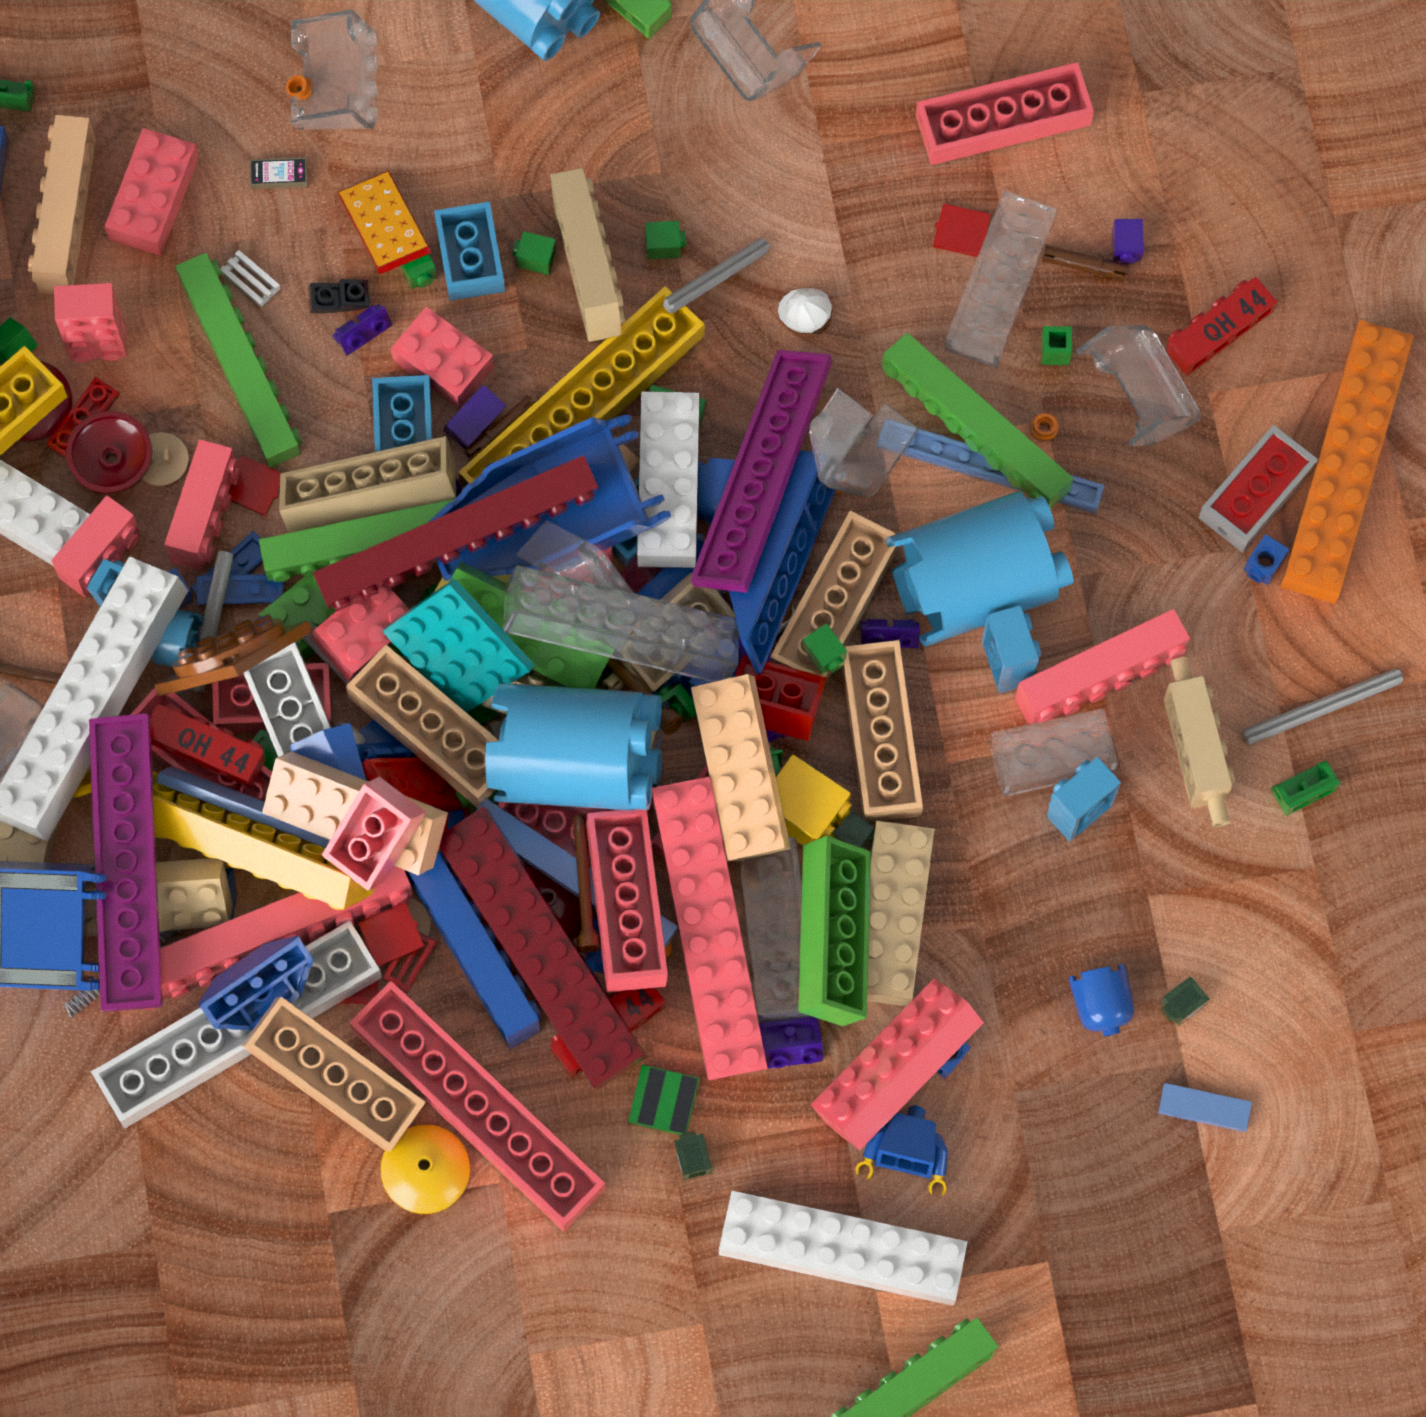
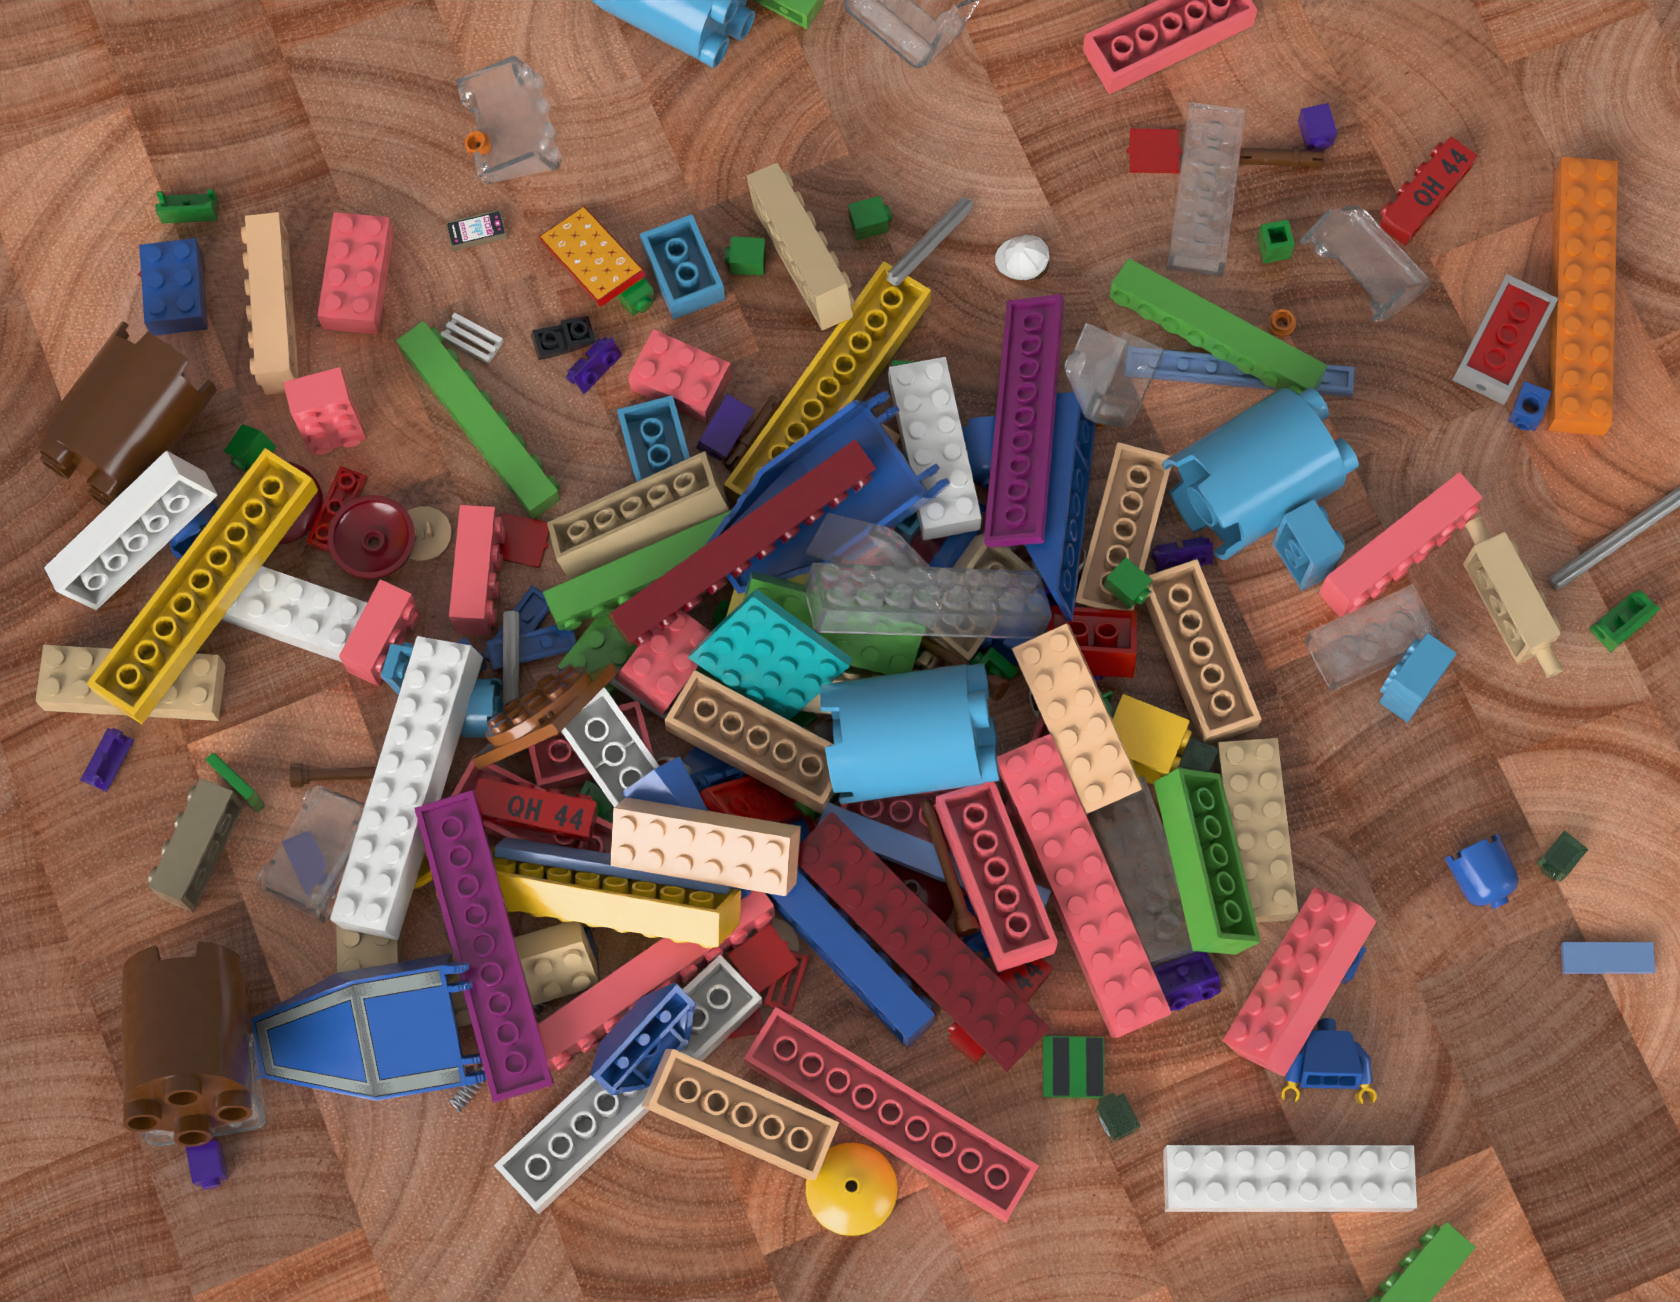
camera: 10 degrees left, 0 degrees up
(373, 833) = (733, 864): coral brick -> none

